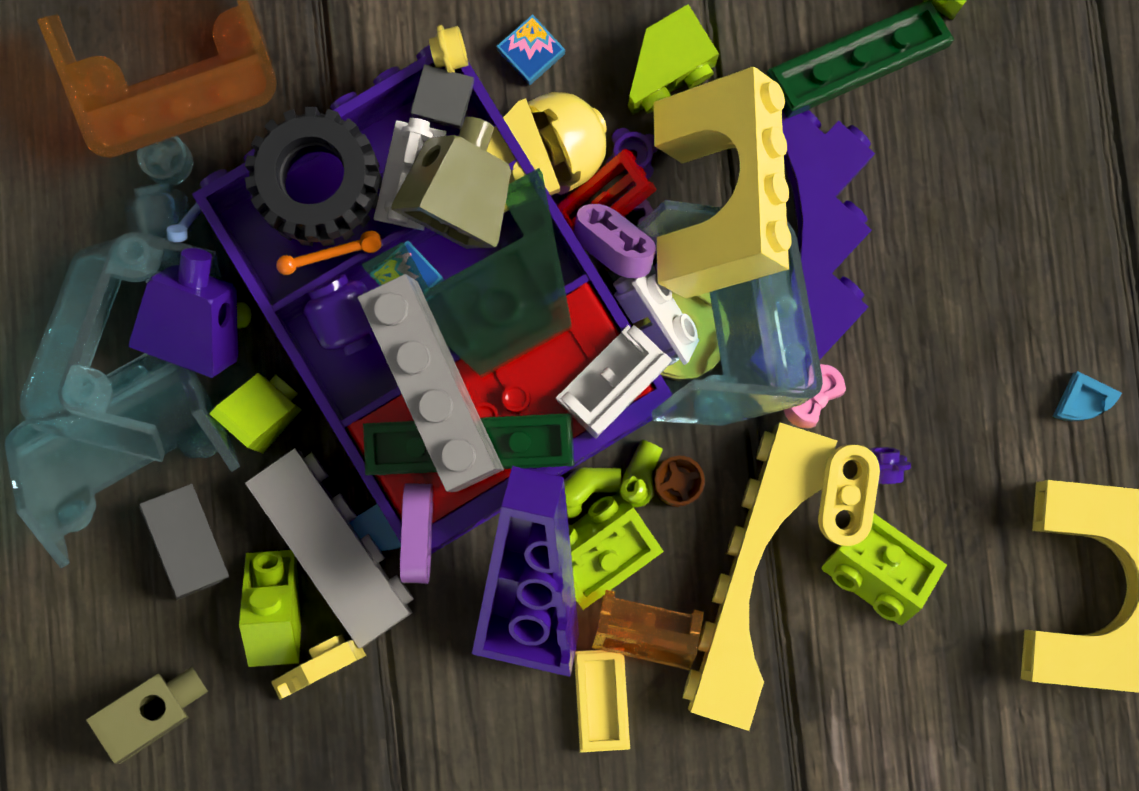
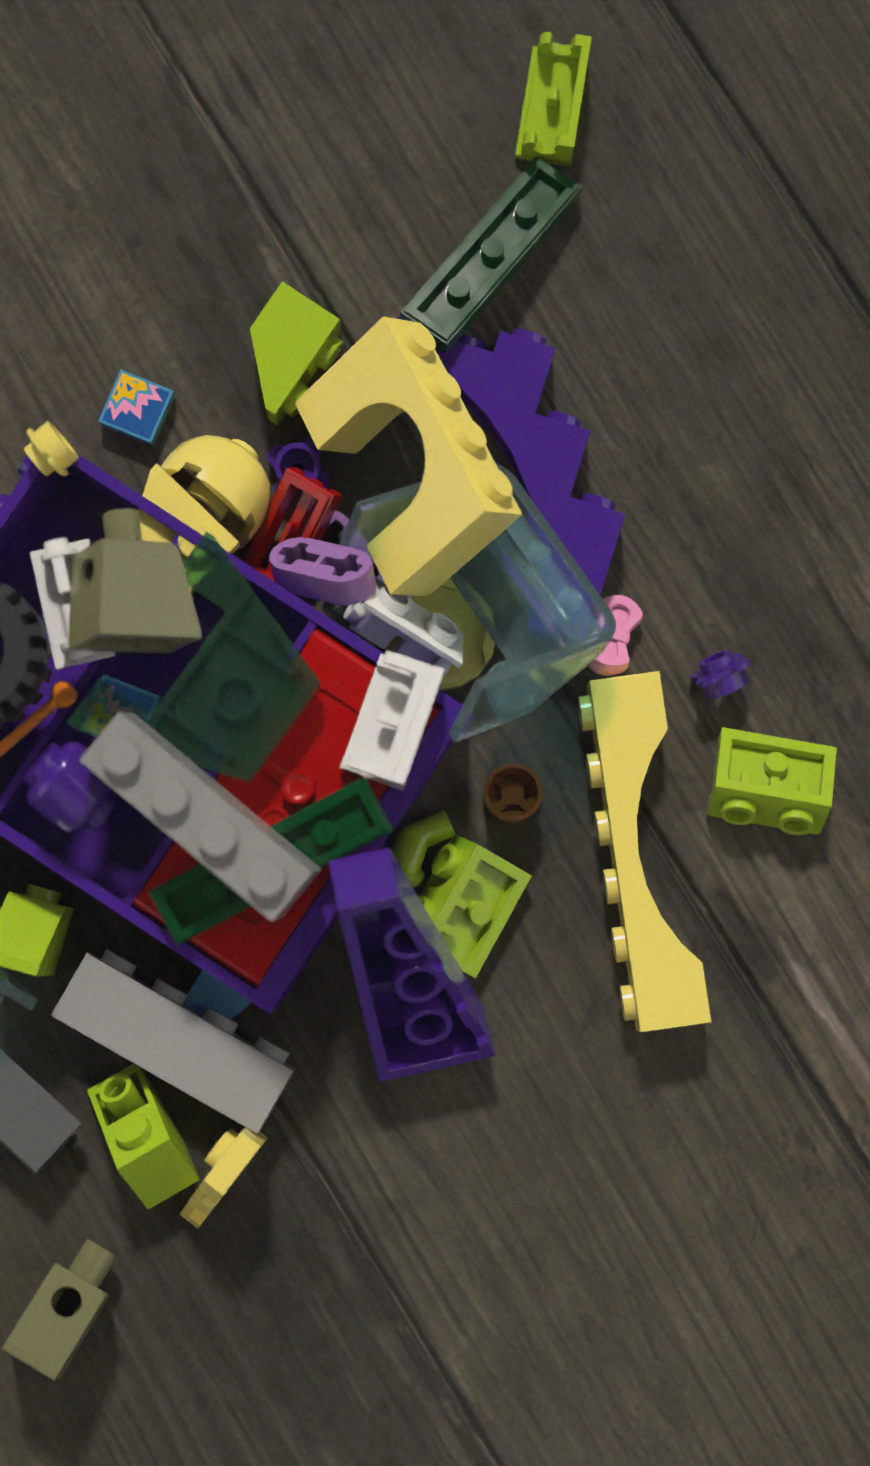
camera: 25 degrees left, 0 degrees up
(416, 533) = (260, 981): medium lavender beam -> none
(442, 97) = (67, 504): dark grey tile -> none
(601, 701) = (540, 1064): light yellow tile -> none
(638, 480) = (468, 812): lime arm -> none
(647, 632) = (555, 969): clear orange hinge -> none
(853, 495) = (703, 721): light yellow plate -> none

